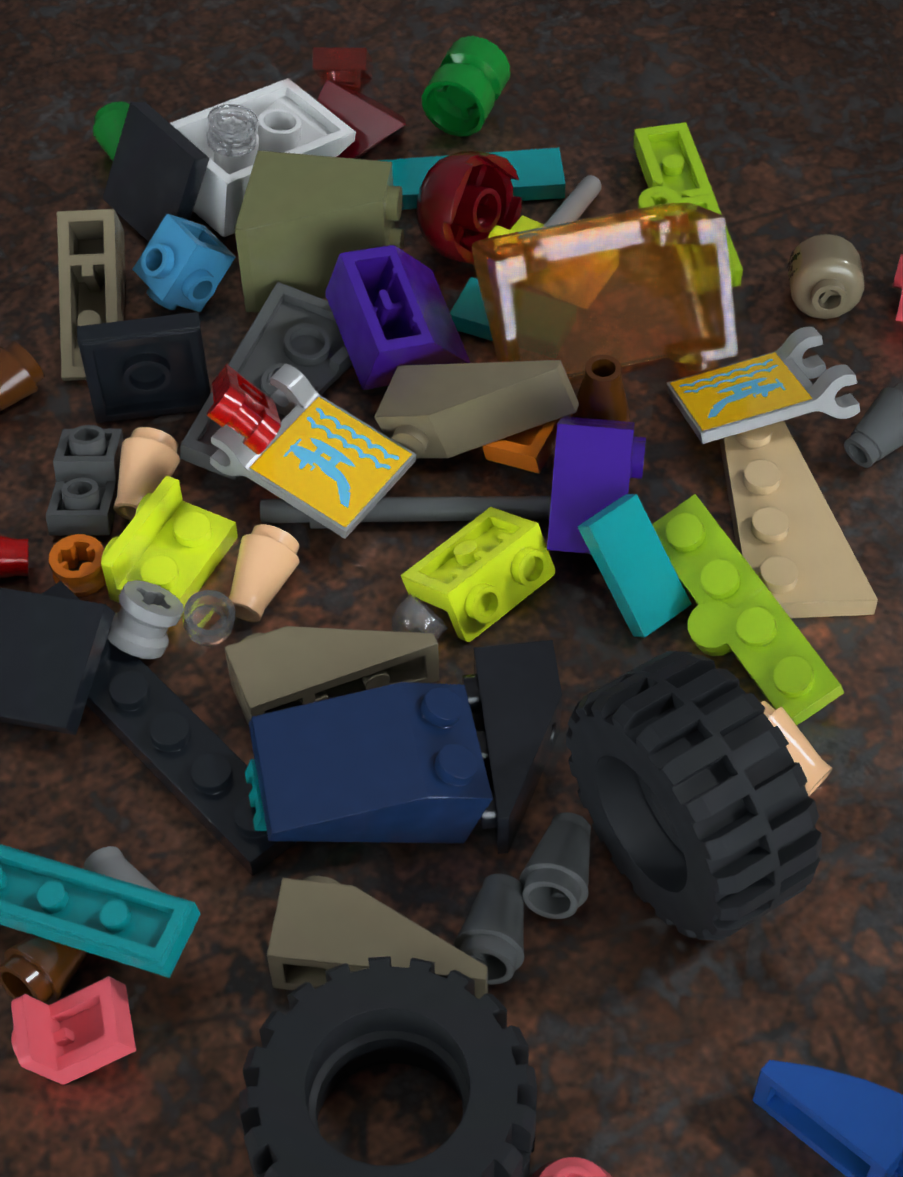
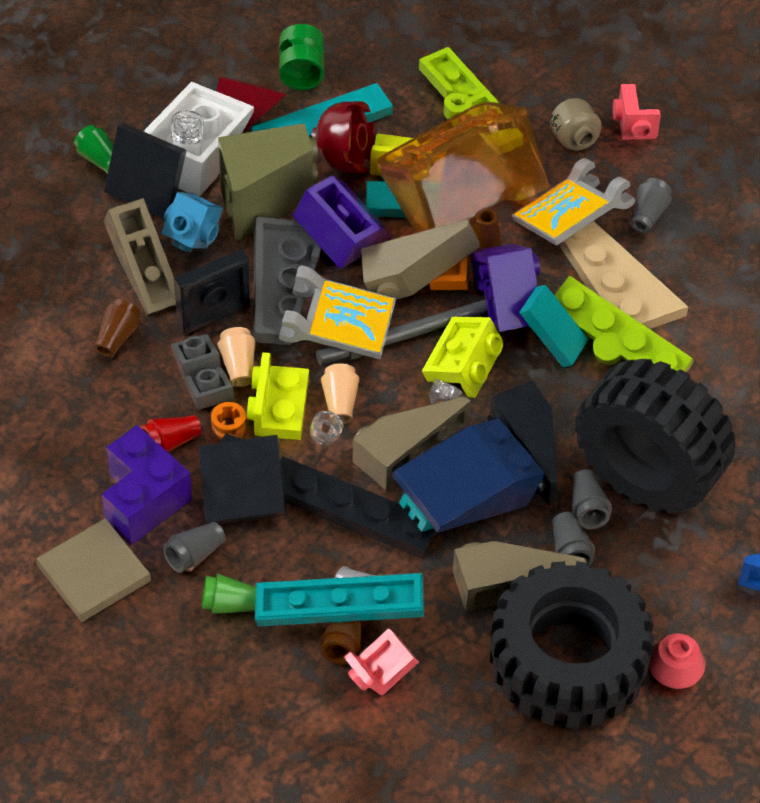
camera: 25 degrees left, 0 degrees up
(144, 619) = (294, 438): light grey wheel -> none
(244, 409) = (299, 299): red plate -> none
(343, 65) = (219, 65): clear red plate -> none
(576, 202) = (408, 118): light grey bar -> none

